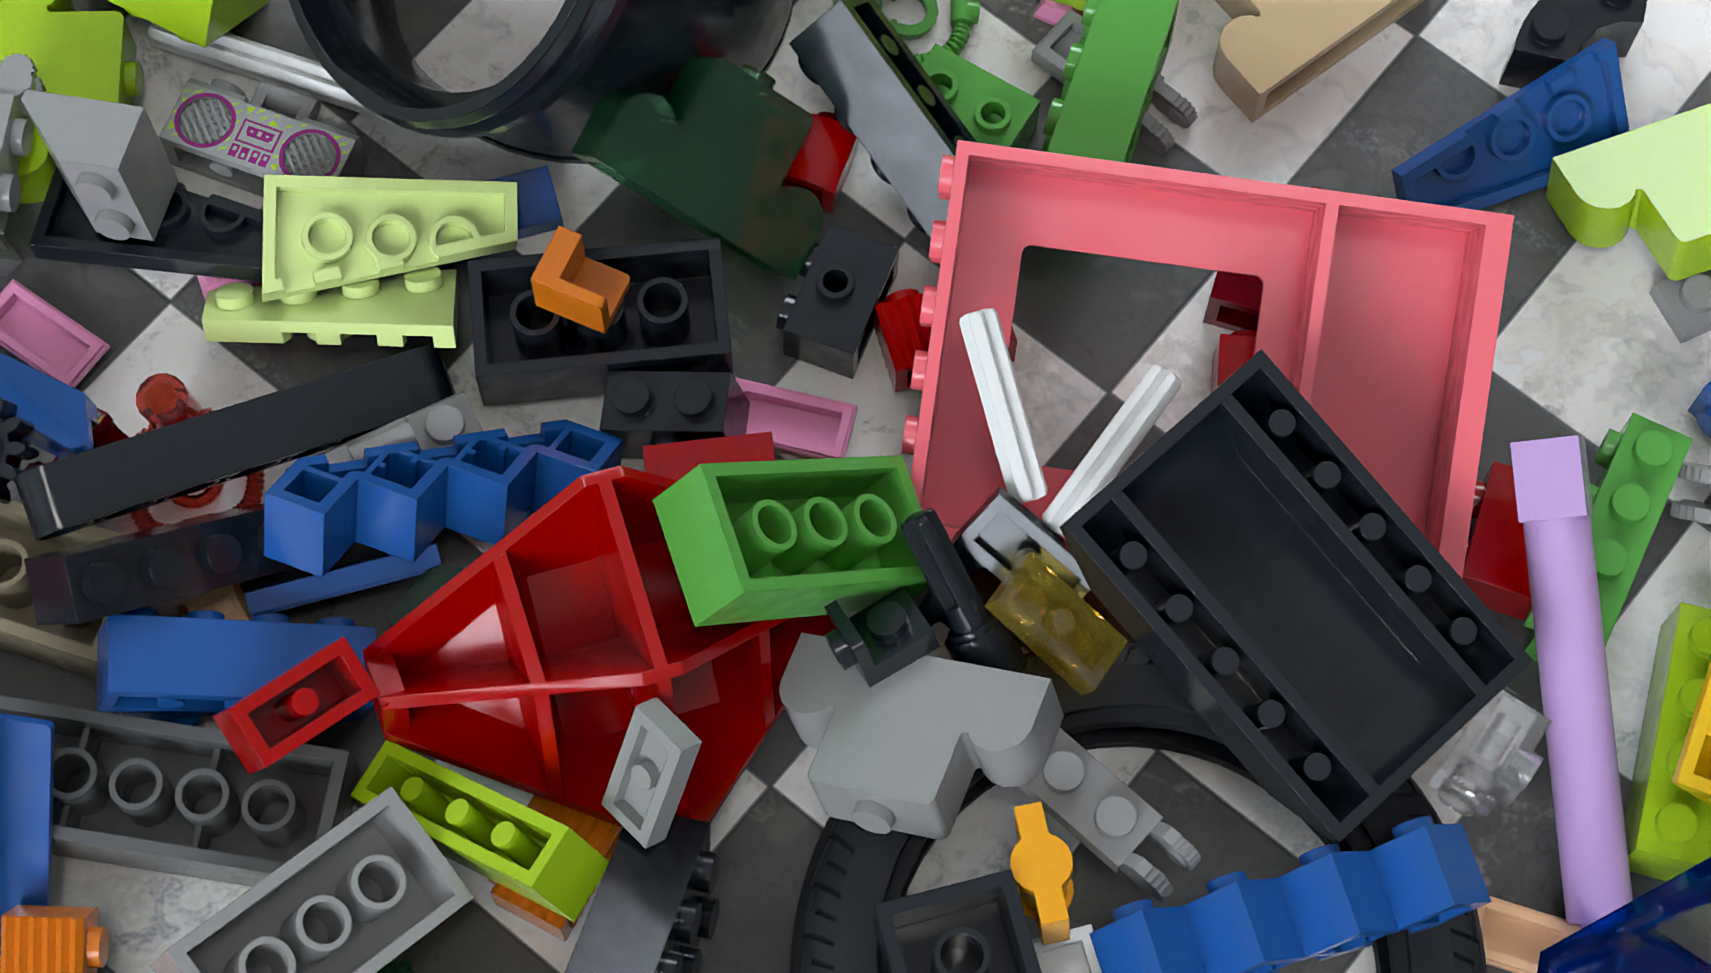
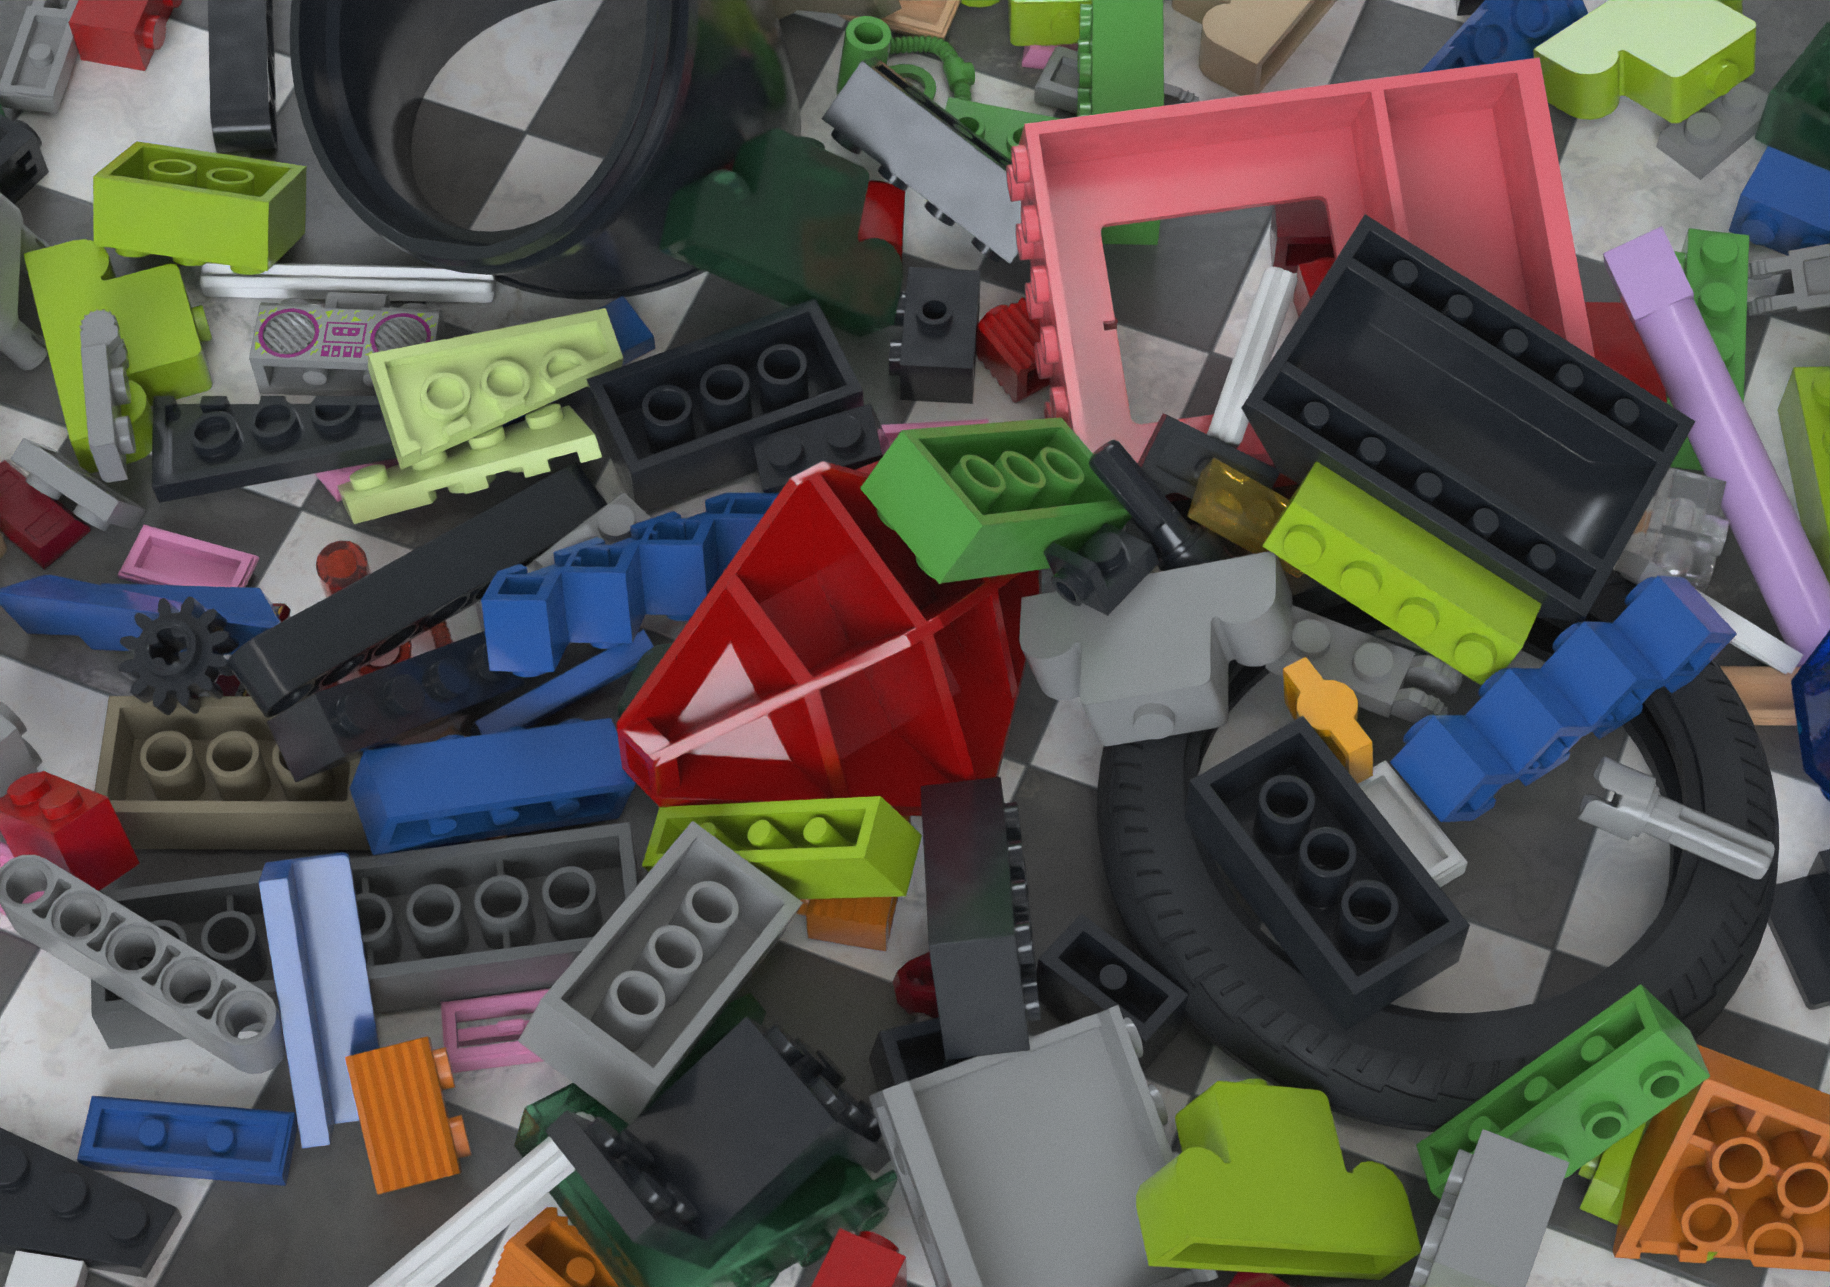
camera: 15 degrees left, 10 degrees down
(107, 161) = (207, 382): light grey slope -> none
(159, 934) = (485, 1008): none -> bright pink tile
(296, 705) = (571, 783): red brick -> none
(577, 285) = (698, 370): orange panel -> none
(651, 772) = (938, 731): light grey plate -> none
(1003, 405) = (1141, 342): white axle -> none
(1171, 742) = (1402, 575): none -> lime brick
(1491, 847) = (1749, 637): none -> white tile

